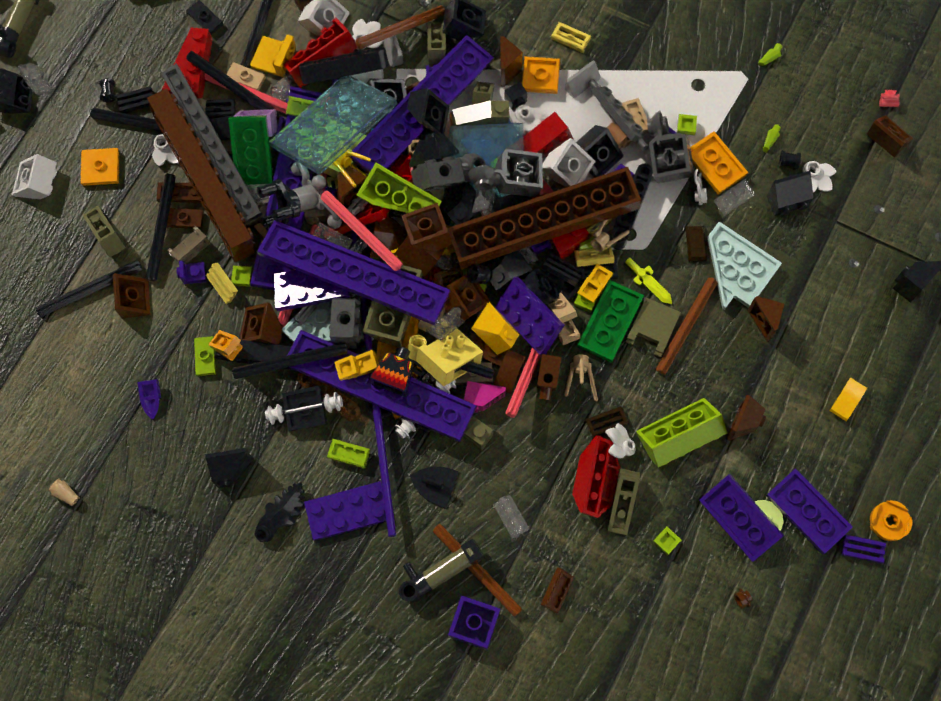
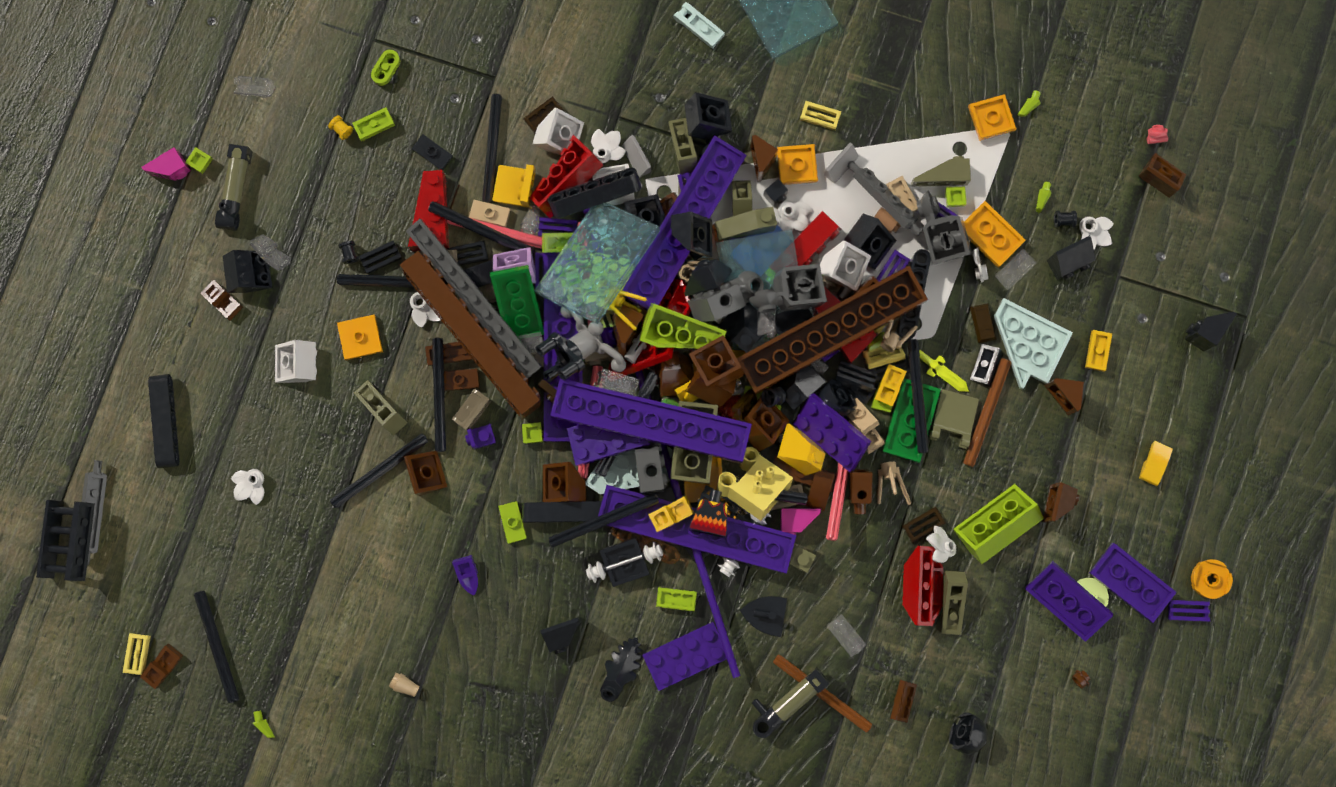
camera: 10 degrees left, 10 degrees up
(221, 283) = (514, 444): light yellow tile -> none
(226, 344) = (533, 511): light orange slope -> none
(371, 240) = (650, 375): coral axle -> none
(400, 27) = (643, 136): dark orange axle -> none
(446, 324) = (754, 452): clear hinge -> none
(474, 622) = (830, 747): dark purple brick -> none
(618, 635) = (968, 734): none -> black cylinder
(620, 296) = (918, 397): none -> black axle
(667, 541) = (1000, 634): lime plate -> none
(684, 101) = (950, 173): none -> olive slope
(693, 282) = (986, 365): none -> black slope
(732, 61) = (992, 117): none -> light orange plate
(805, 284) = (1098, 350): none -> yellow plate

